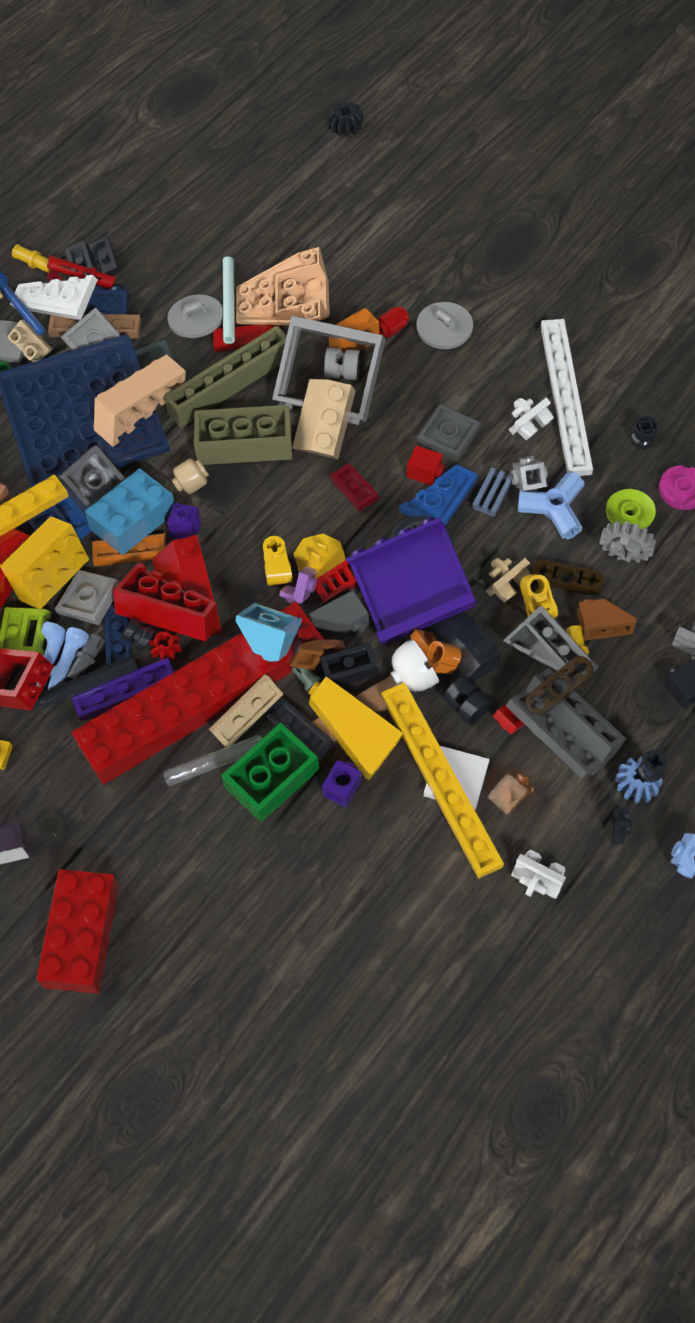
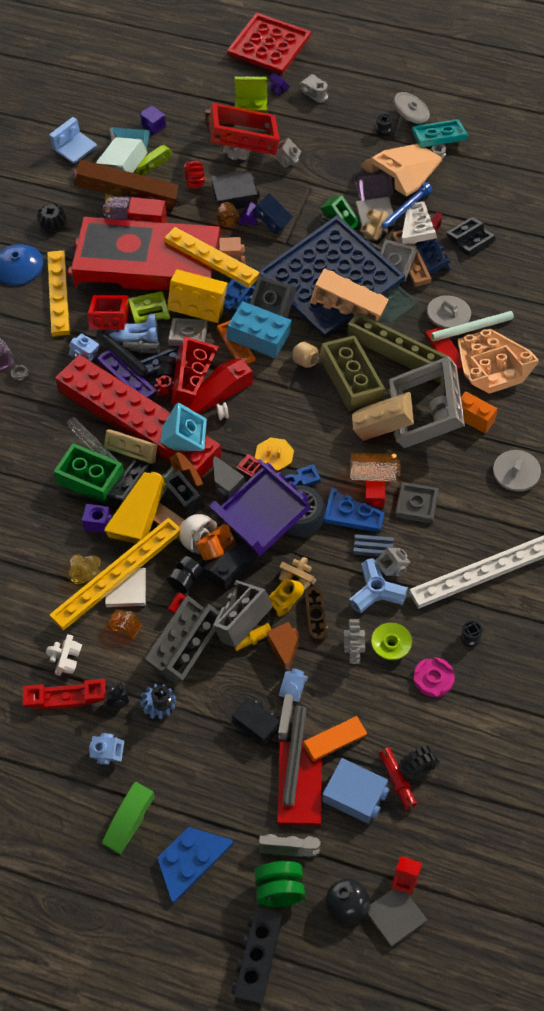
camera: 70 degrees right, 5 degrees down
(32, 258) = (453, 203): yellow pin -> none
(55, 264) = (450, 236): red pin -> none
(56, 728) = (83, 346): none -> light blue brick
(183, 521) = (264, 364): dark purple brick -> none
(234, 591) = (222, 411): none -> white bush
(276, 563) = (253, 428): yellow piece -> none
(305, 584) = (239, 447): medium lavender bracket -> none
(354, 487) = (338, 455): dark red plate -> none
(371, 529) = (305, 476): none -> blue plate
(392, 321) = (500, 434): red brick -> none
(394, 451) = (374, 467): none -> clear orange brick
(408, 817) = (84, 568): none -> clear yellow plate
(539, 413) = (443, 547): white hips -> none
(559, 697) = (205, 625): dark brown beam -> none
(597, 888) = (64, 696): none -> red slope
(656, 626) = (293, 684): none -> light blue bracket

